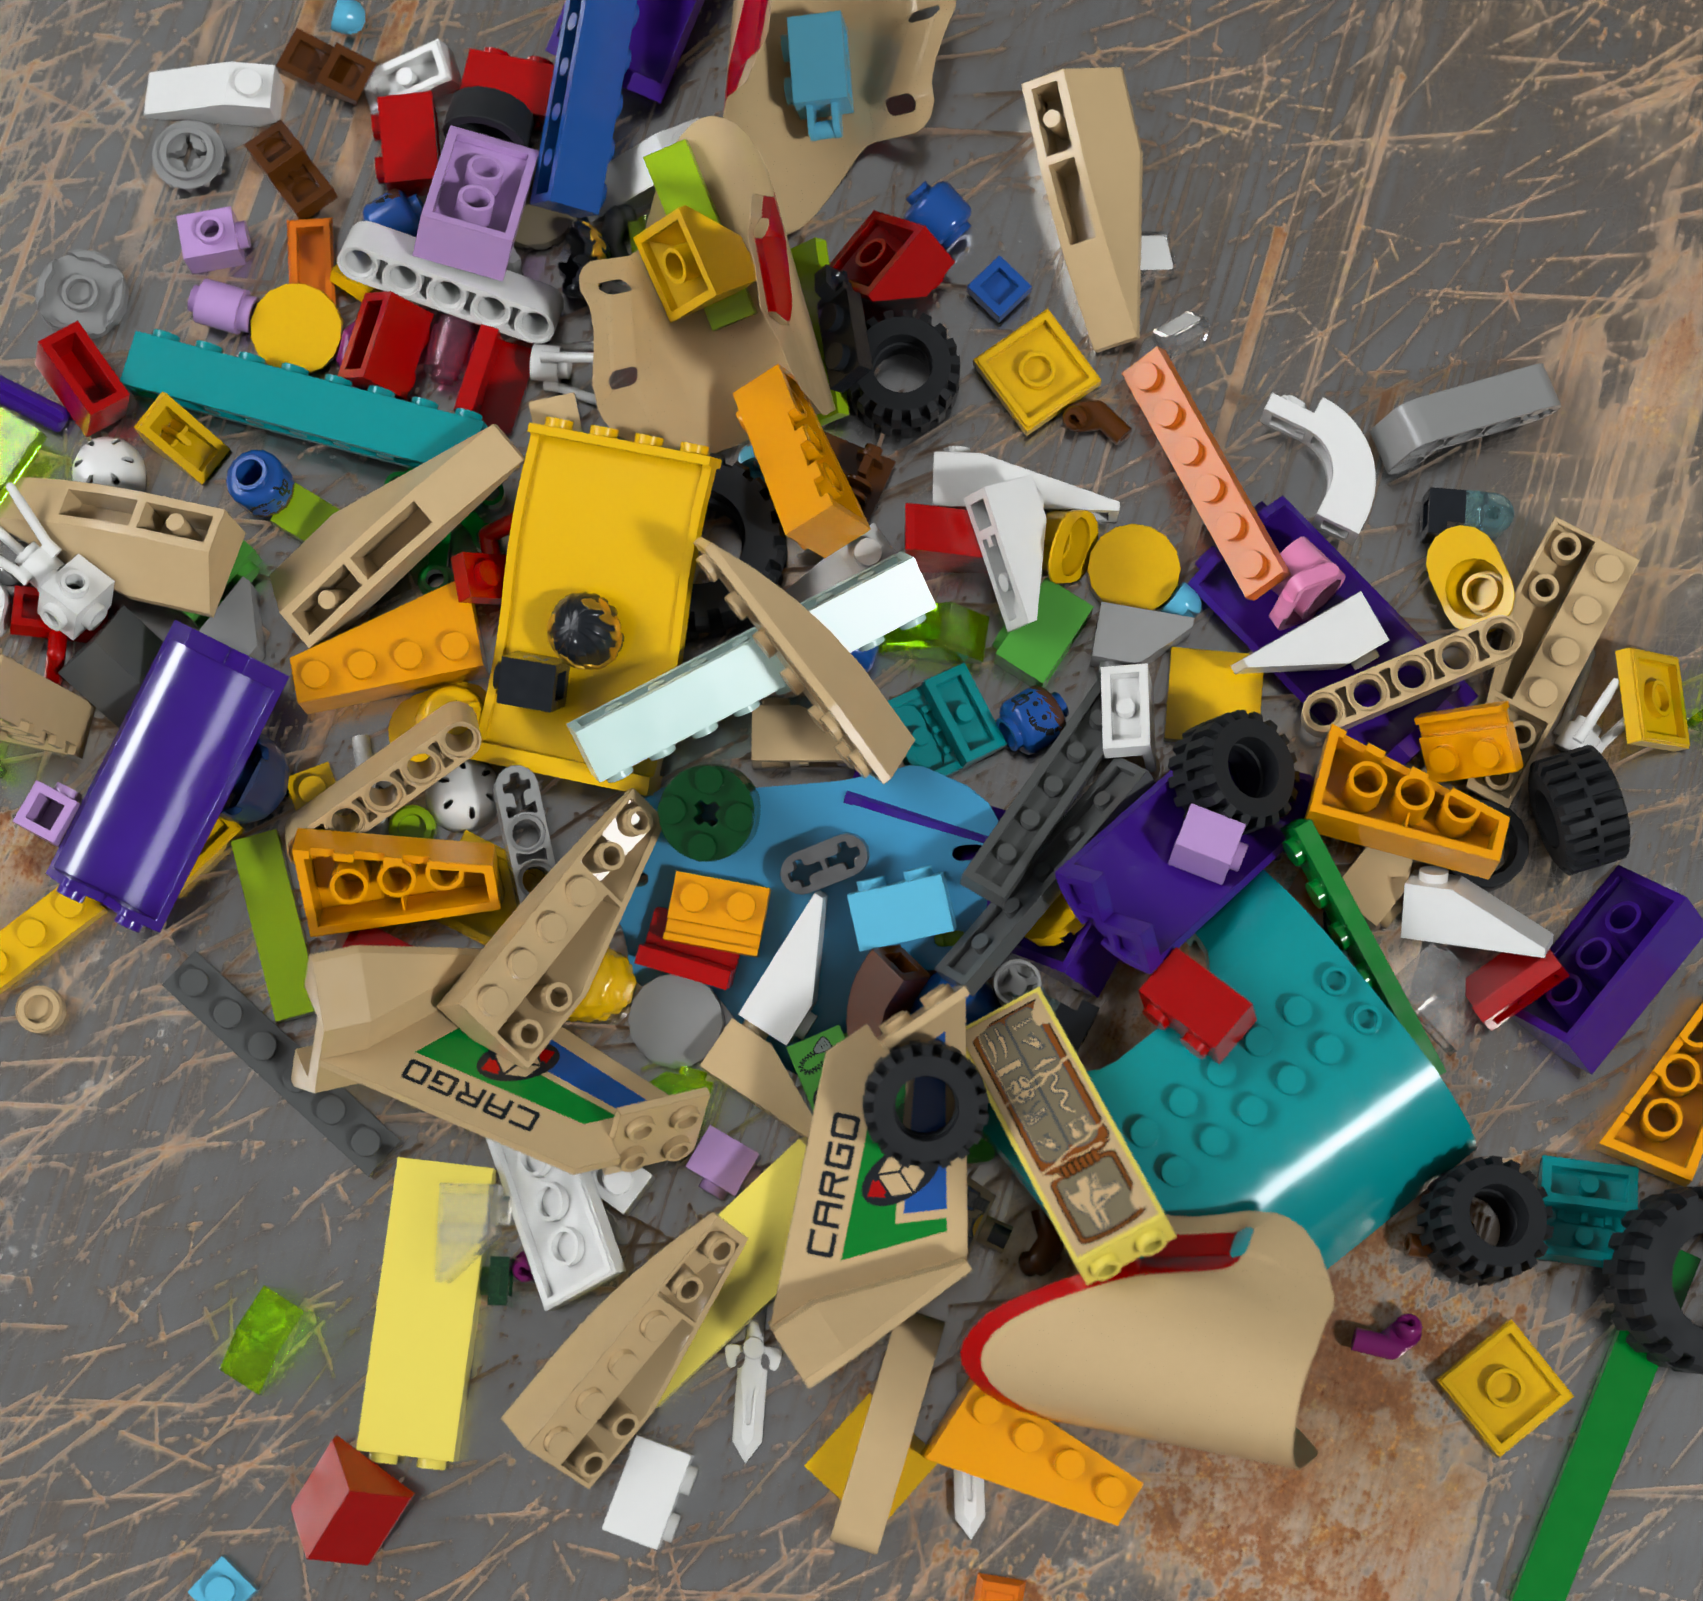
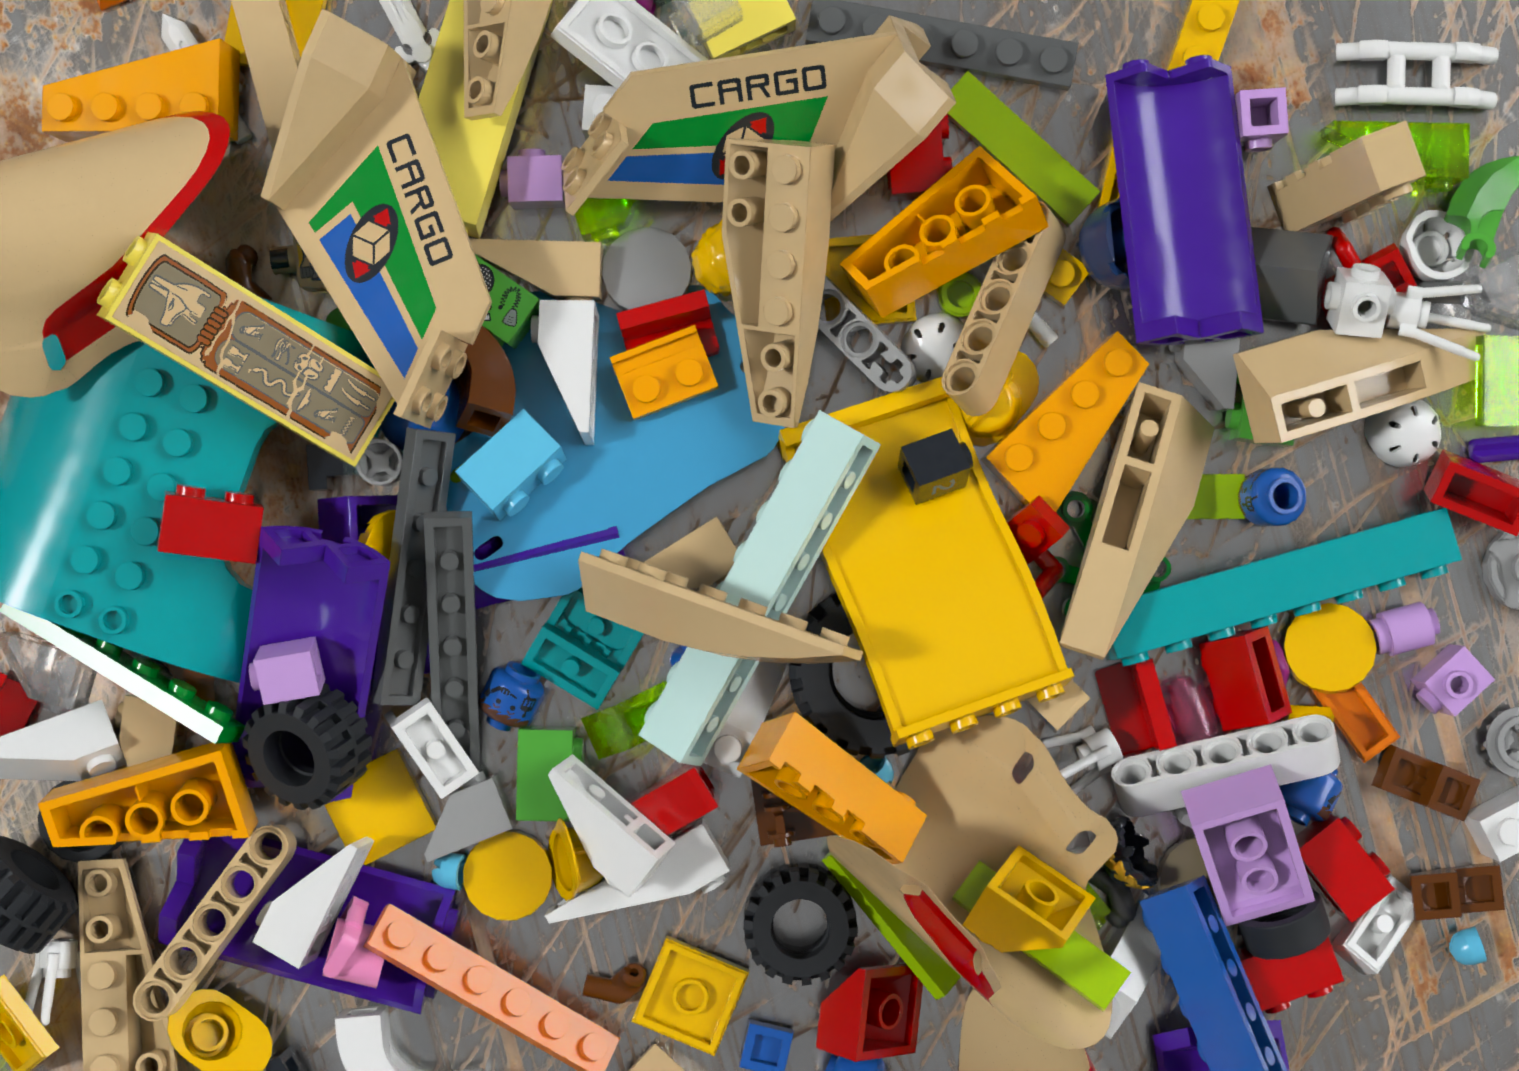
camera: 145 degrees right, 10 degrees up
(180, 438) = (1363, 495): yellow slope -> none
(585, 631) = (916, 532): black hair -> none
(682, 811) = (704, 425): dark green brick -> none
(821, 852) = (592, 459): flat silver beam -> none
(842, 329) = (868, 927): black hinge -> none
(932, 1147) = (349, 279): black tyre -> none
(1469, 742) = (135, 895): light orange plate -> none

